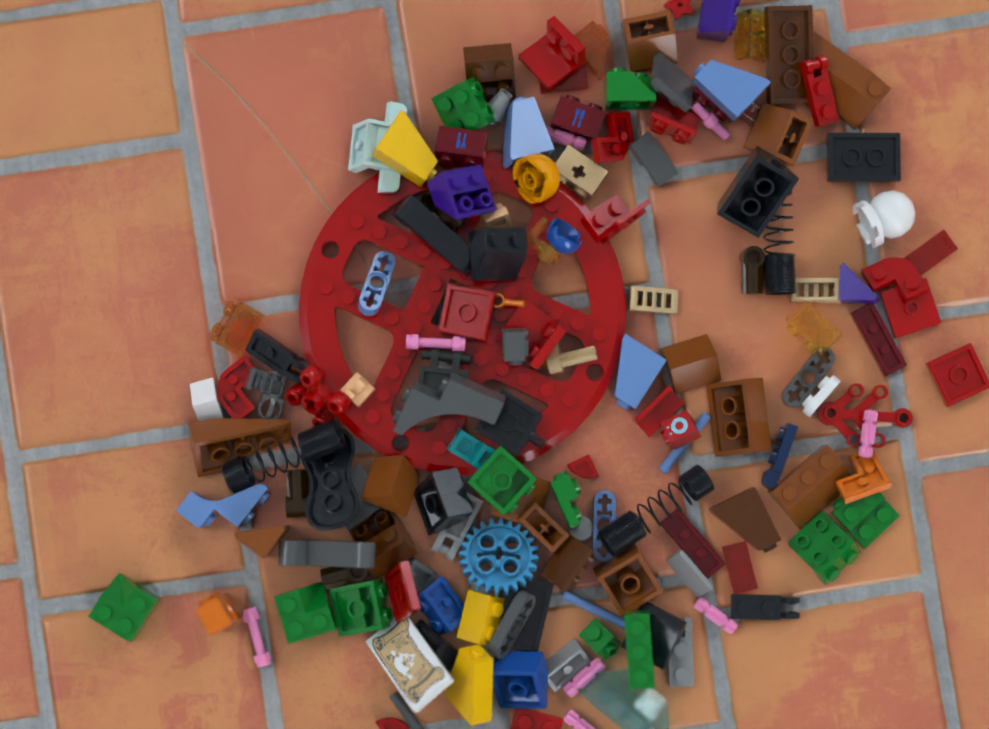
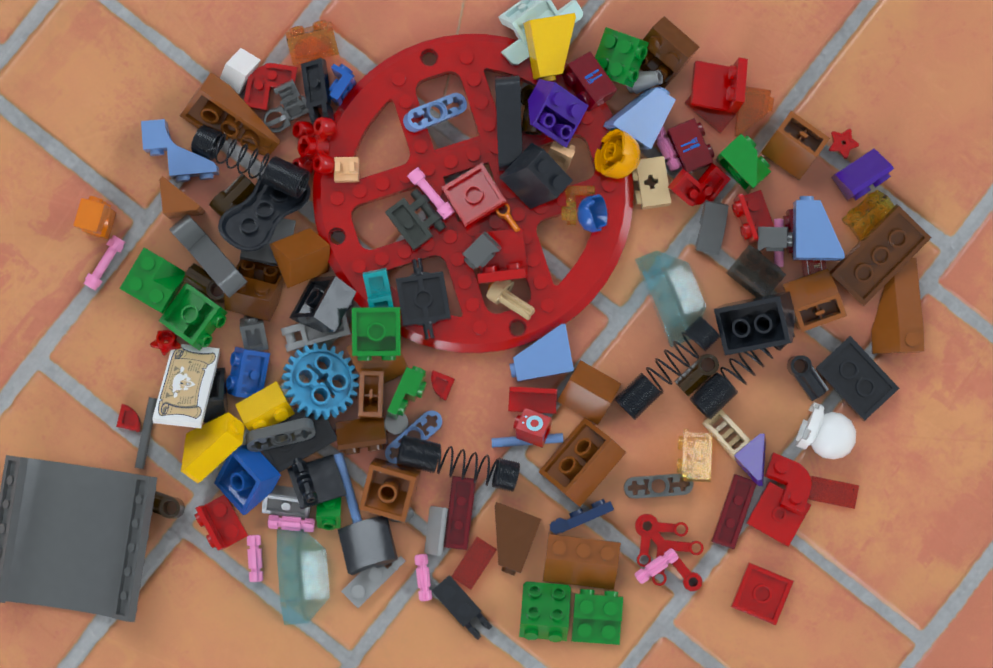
camera: 55 degrees right, 0 degrees up
(124, 607) = (39, 150): green slope -> none
(292, 337) = (341, 88): none -> blue bracket
(355, 641) = (162, 336): none -> red plate
(402, 591) = (231, 334): red tile -> none
(456, 397) = (403, 241): dark grey arch -> none
(570, 629) = (316, 481): none -> black hinge
(611, 218) = (640, 235): red bracket -> none
(633, 300) = (597, 320): tan slope -> none
(639, 649) = (345, 541): green arch -> none
(671, 82) = (779, 188): dark grey tile -> none
(677, 235) = (672, 293): none -> clear light blue wedge
(706, 120) = (774, 238): none -> dark grey window
(717, 158) = (756, 272): none -> clear smoke bracket
(728, 324) = (643, 392): none -> black piece
(819, 91) = (874, 301): red plate -> none
(826, 387) = (642, 506): white plate -> none
(830, 192) = (808, 378): none -> black piece
(868, 480) = (623, 596): orange tile -> none

